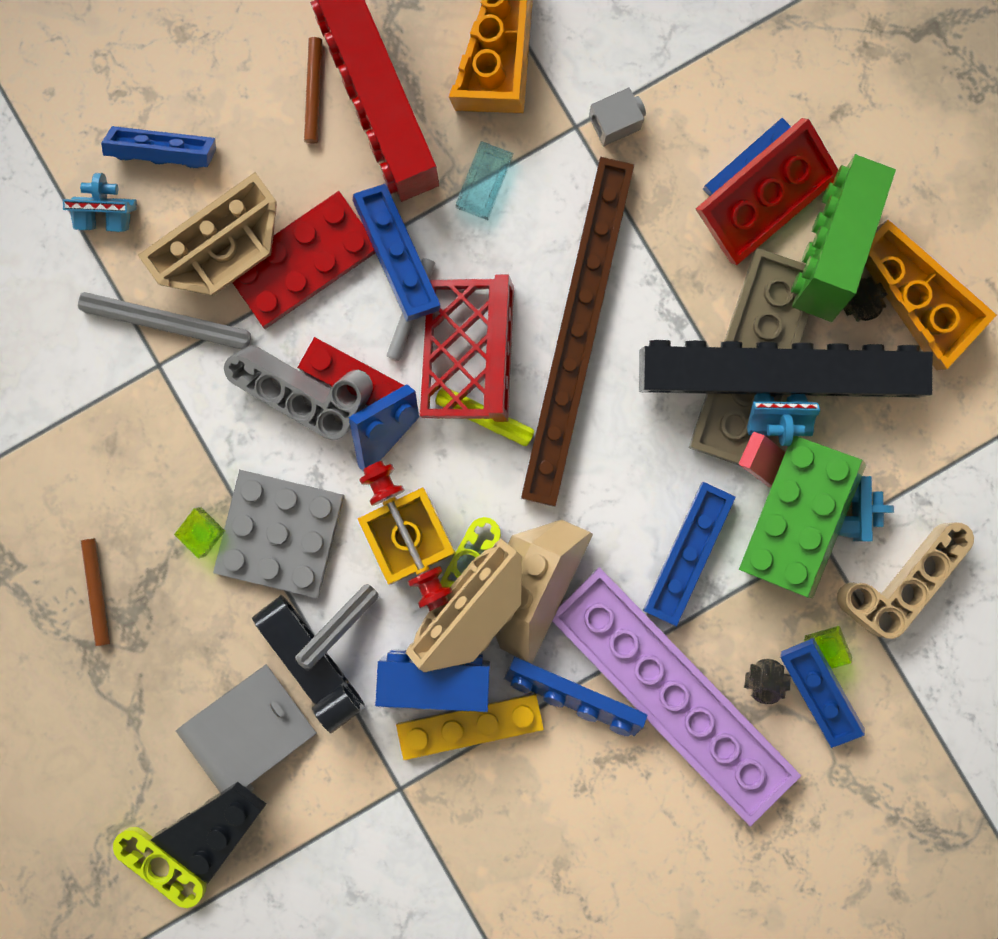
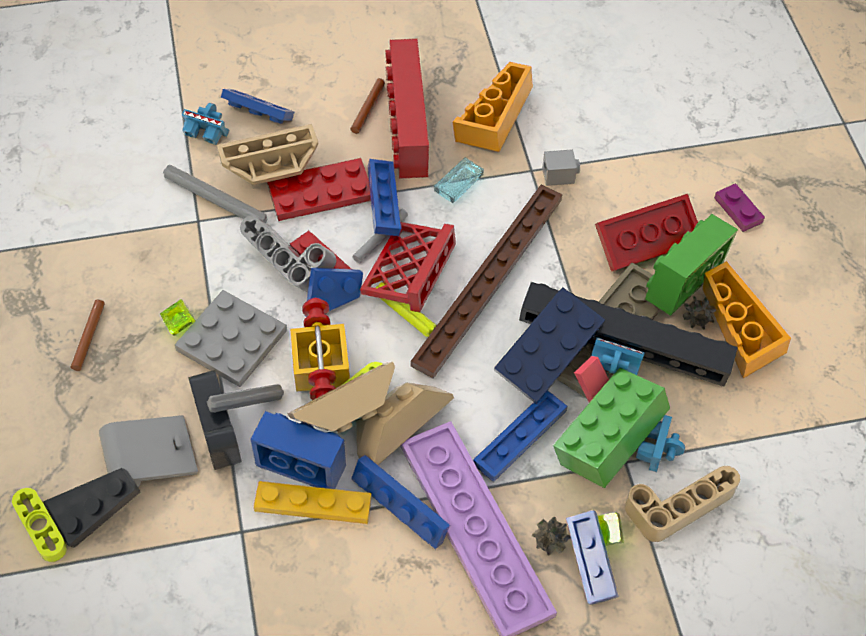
camera: 20 degrees right, 30 degrees down
(695, 431) = (549, 345): none -> dark blue plate
(873, 98) = (739, 207): none -> magenta plate

